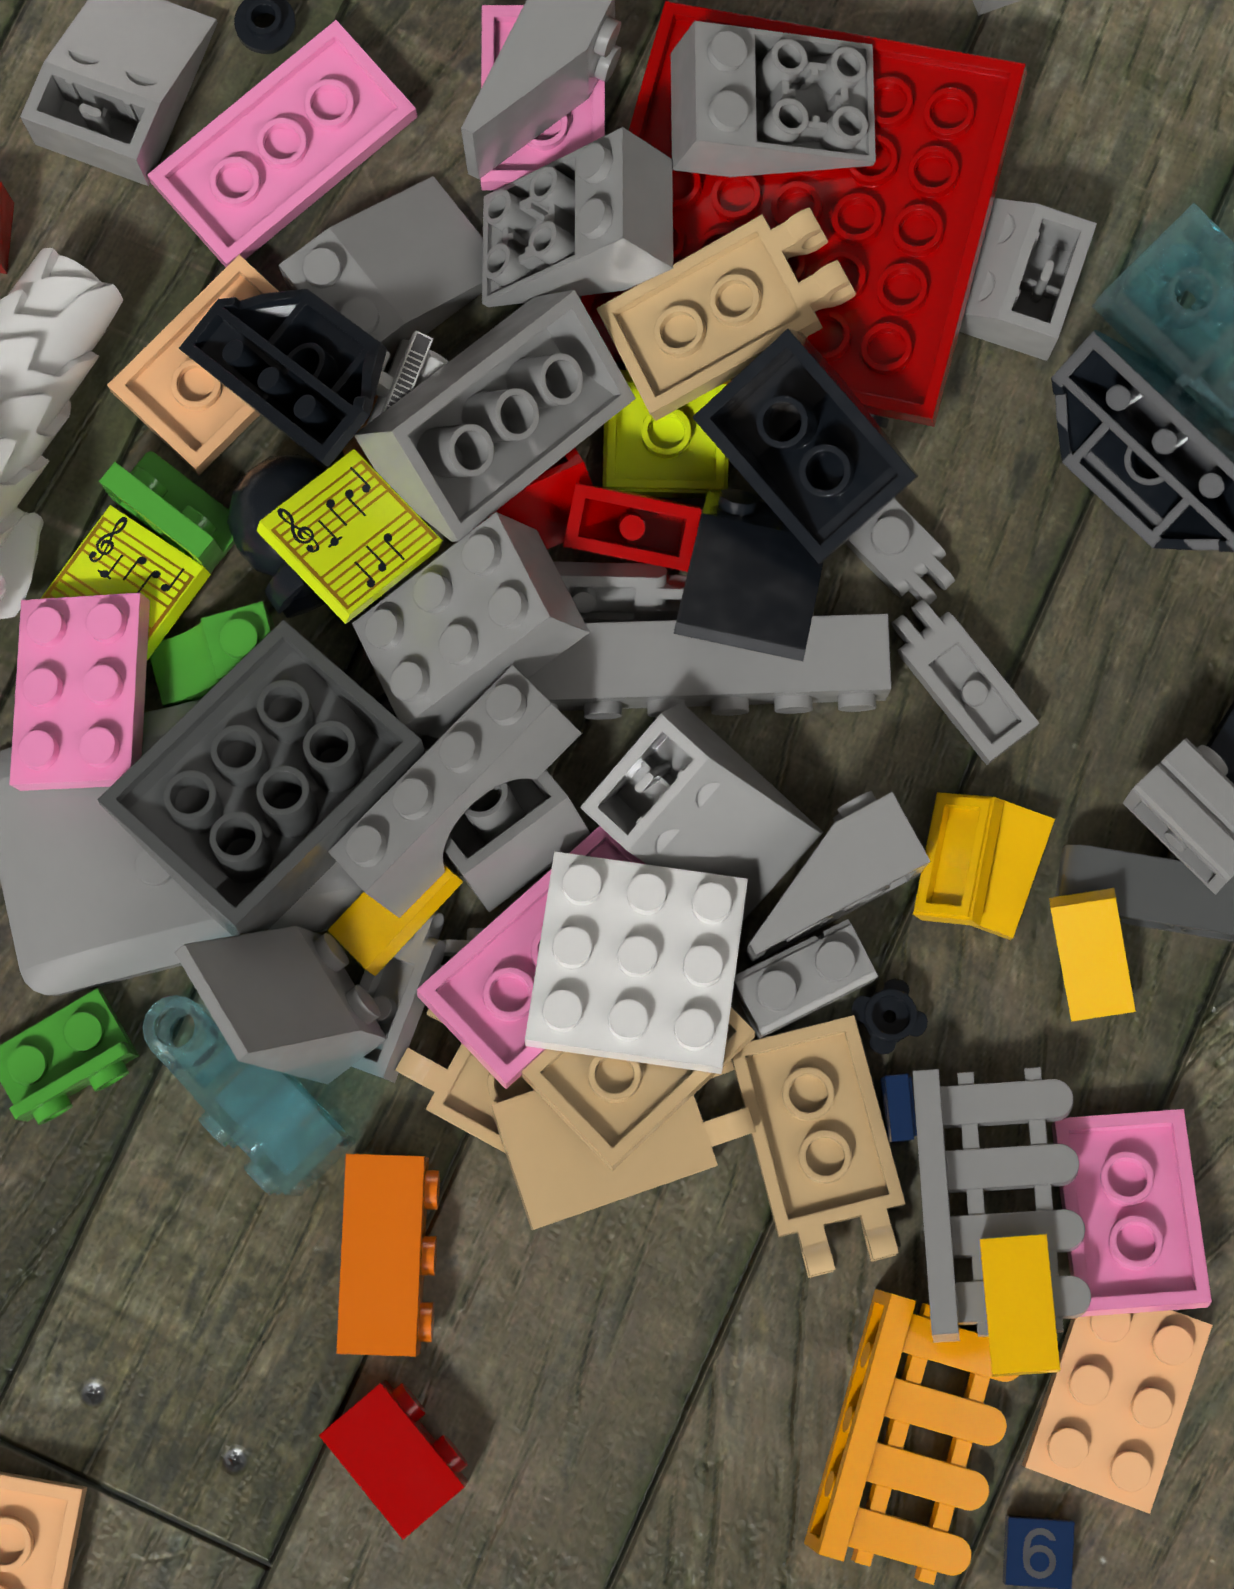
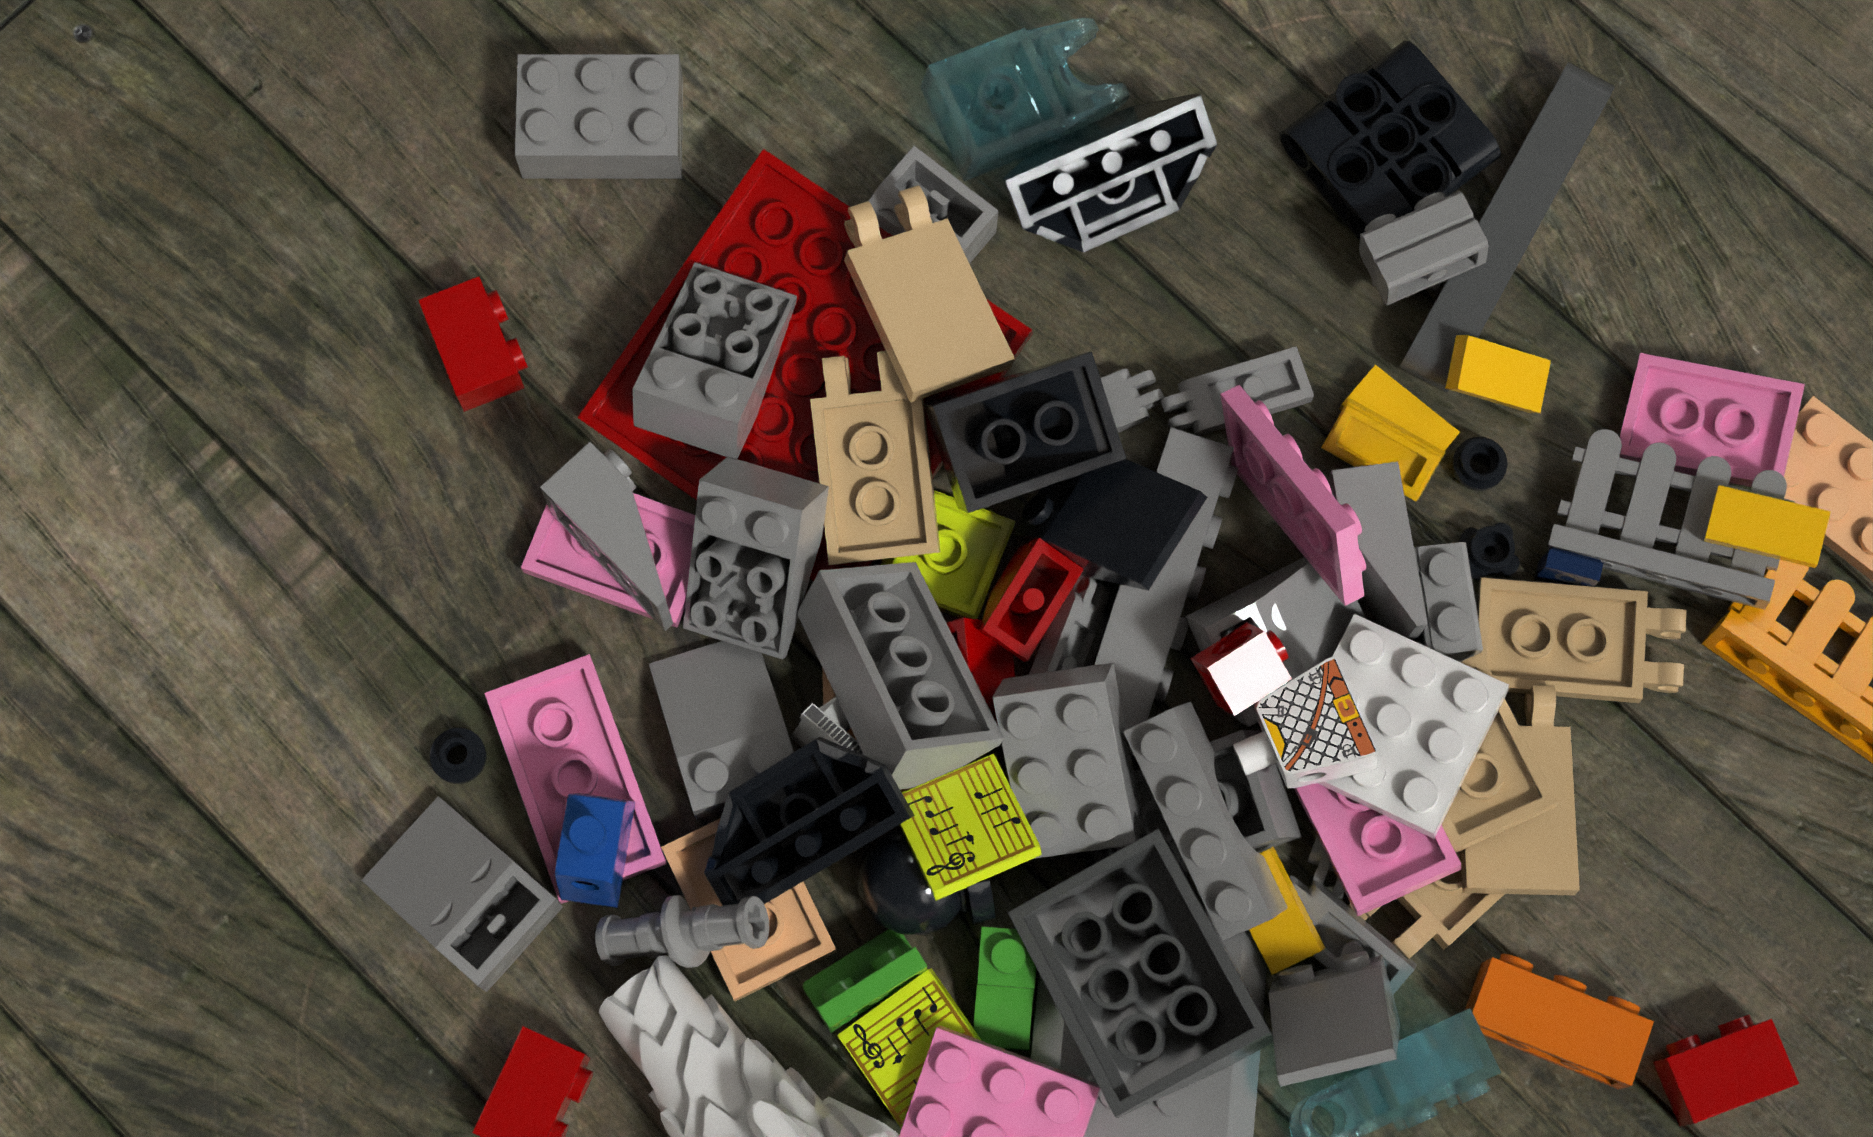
camera: 75 degrees left, 5 degrees down
(152, 302) = (682, 932): none -> light grey piece
(207, 176) = (593, 848): none -> blue torso
(587, 863) = (1309, 731): none -> torso
(629, 767) = (1243, 667): none -> brick
(852, 764) = (1295, 494): none -> bright pink plate
(913, 288) = (924, 299): none -> tan tile
(1000, 958) = (1490, 452): none -> black plate

